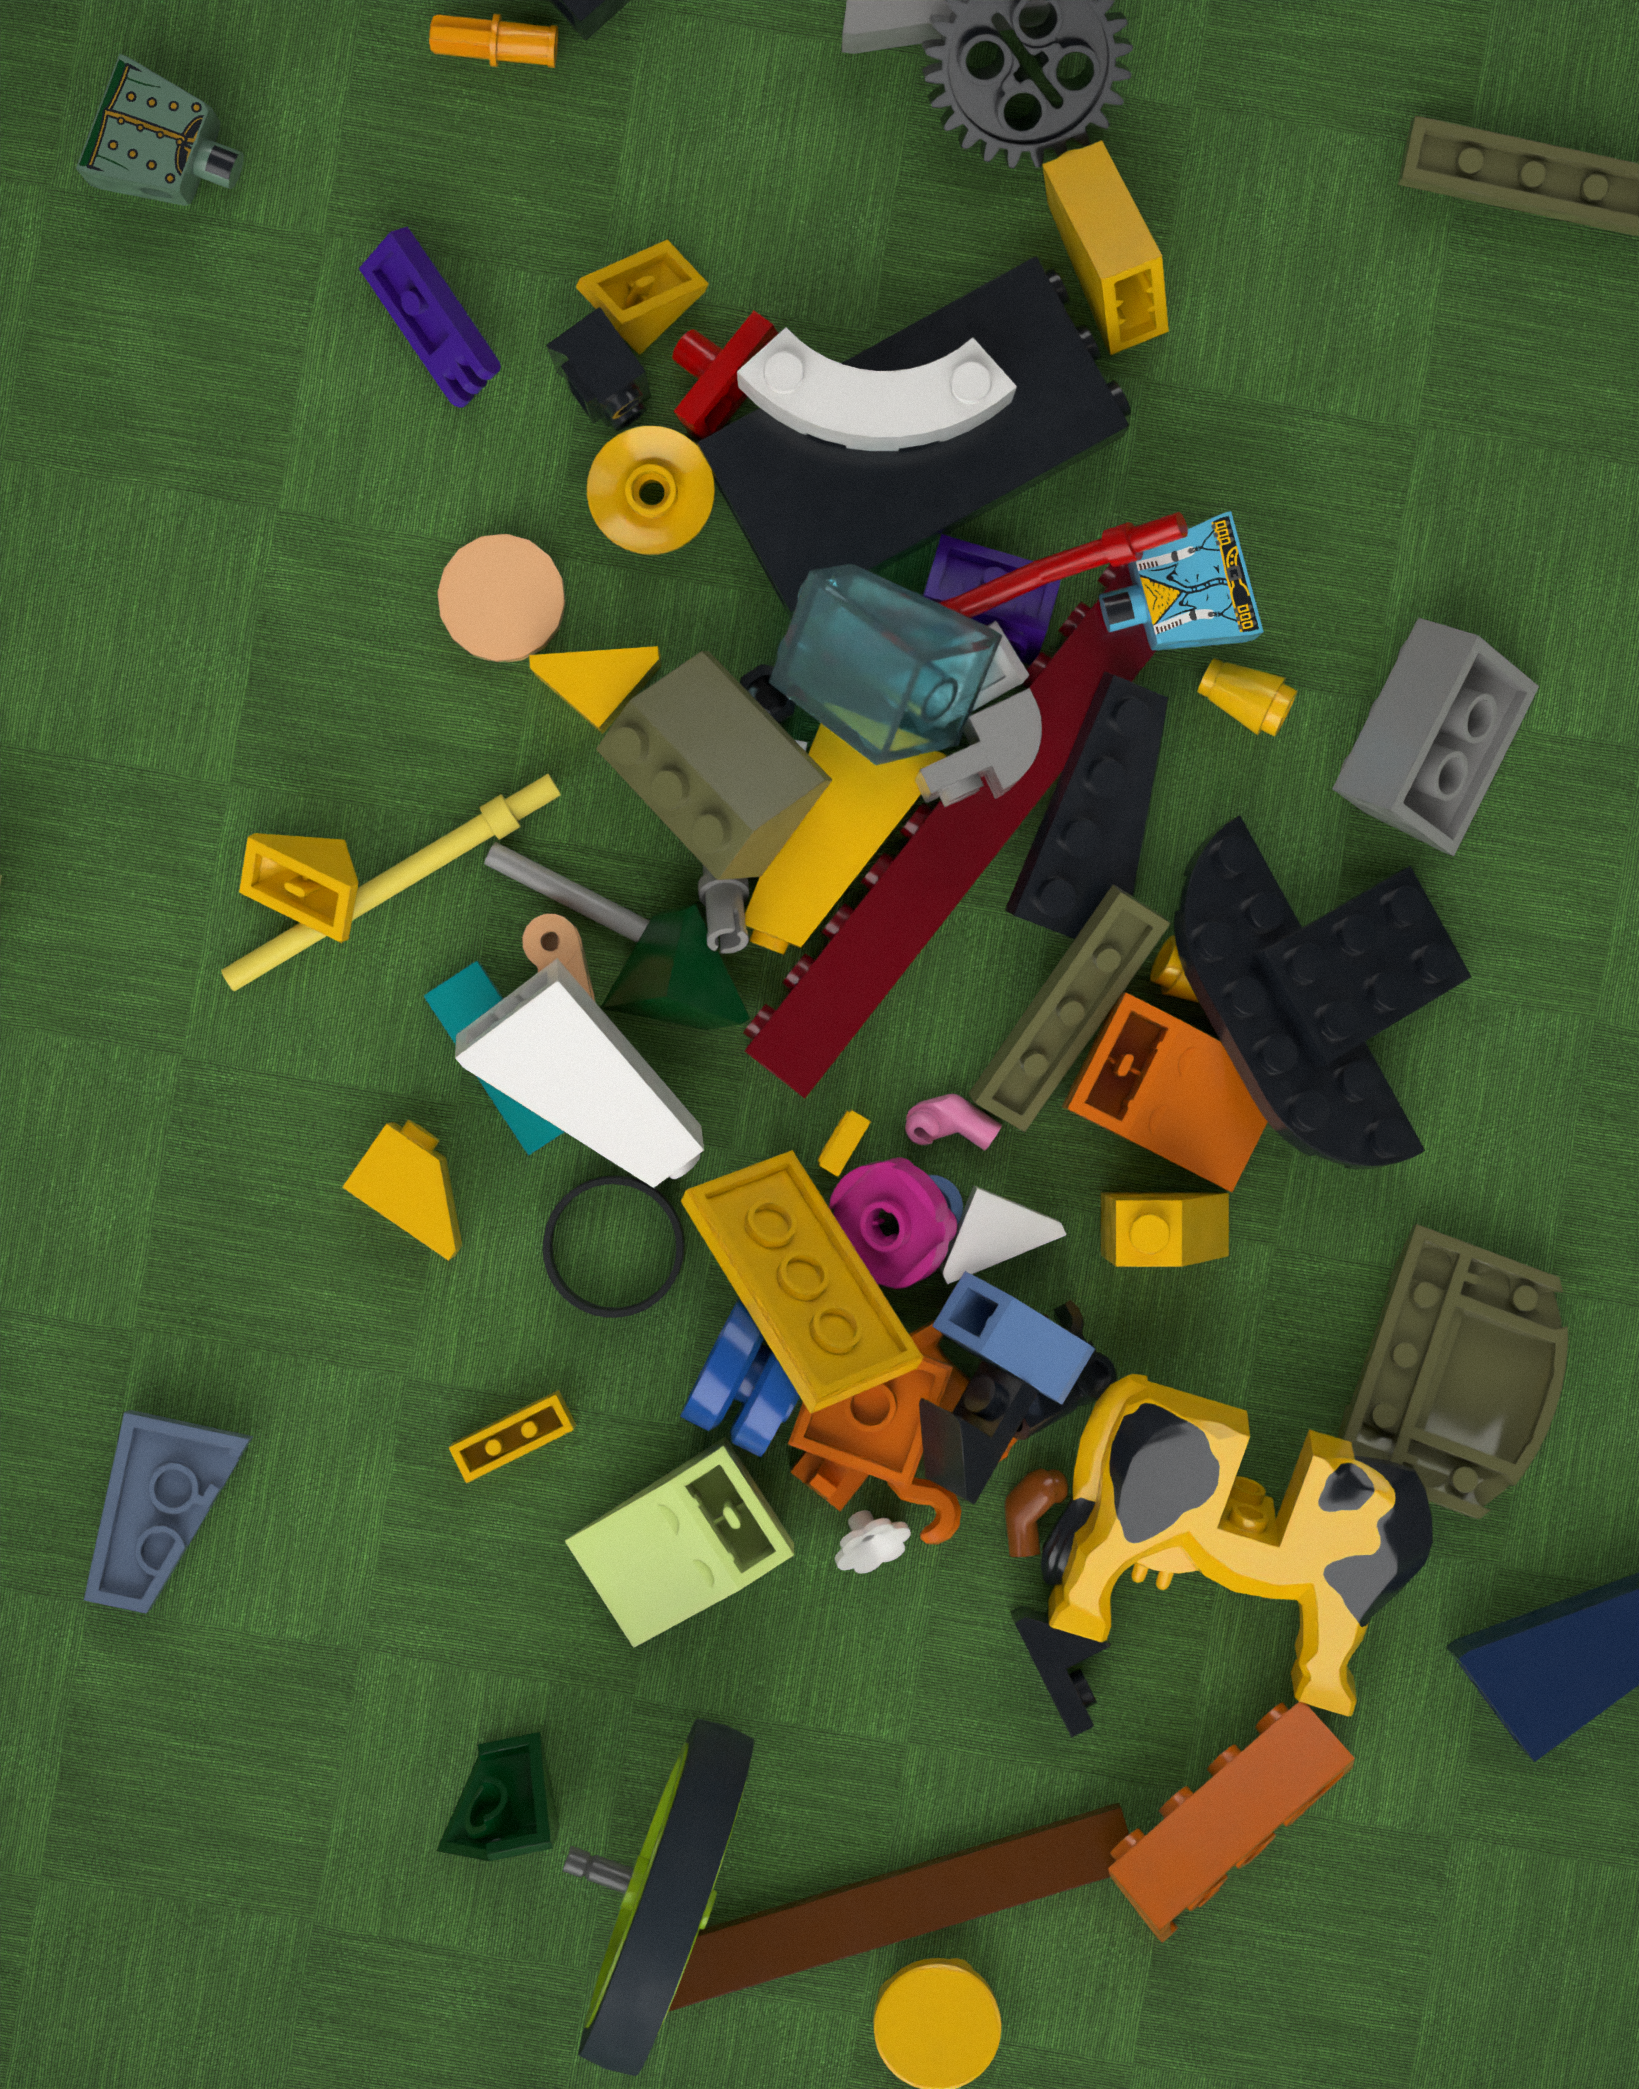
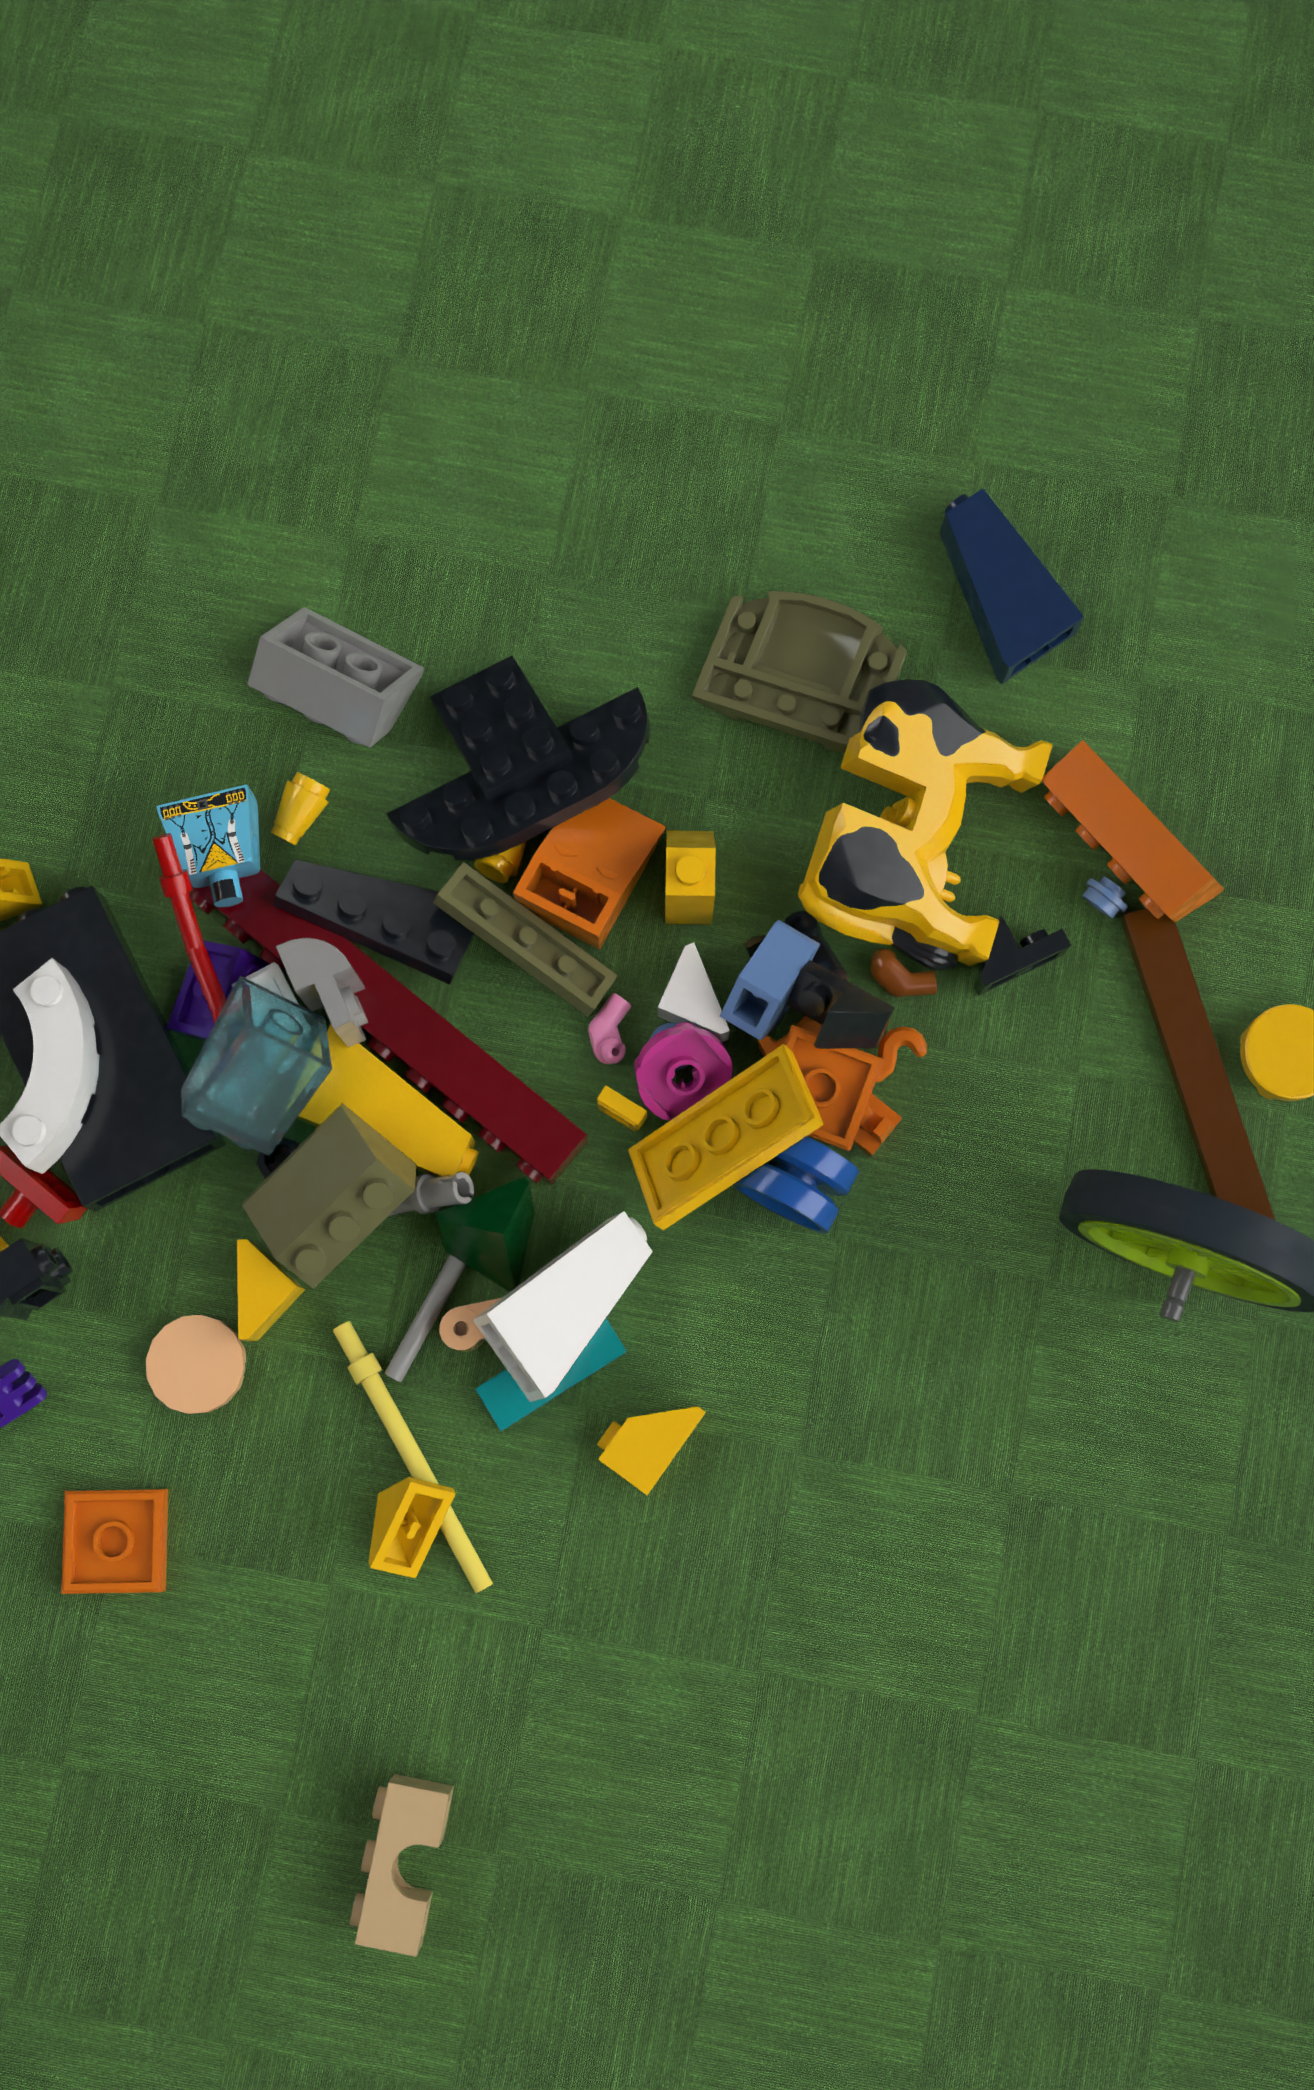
camera: 85 degrees left, 10 degrees down
(154, 1504) = (897, 1656): sand blue wing -> none
(277, 507) = (115, 1541): none -> orange tile
(505, 1803) = (1130, 1381): dark green slope -> none
(512, 1436) = (844, 1368): yellow piece -> none
(573, 1298) = (715, 1239): black tyre -> none
(642, 458) = (95, 1240): yellow dish -> none
(682, 1544) = (927, 1237): yellowish green slope -> none
(871, 1542) = (925, 1094): white plant -> none
(1144, 1783) = (1105, 896): none -> medium blue plate

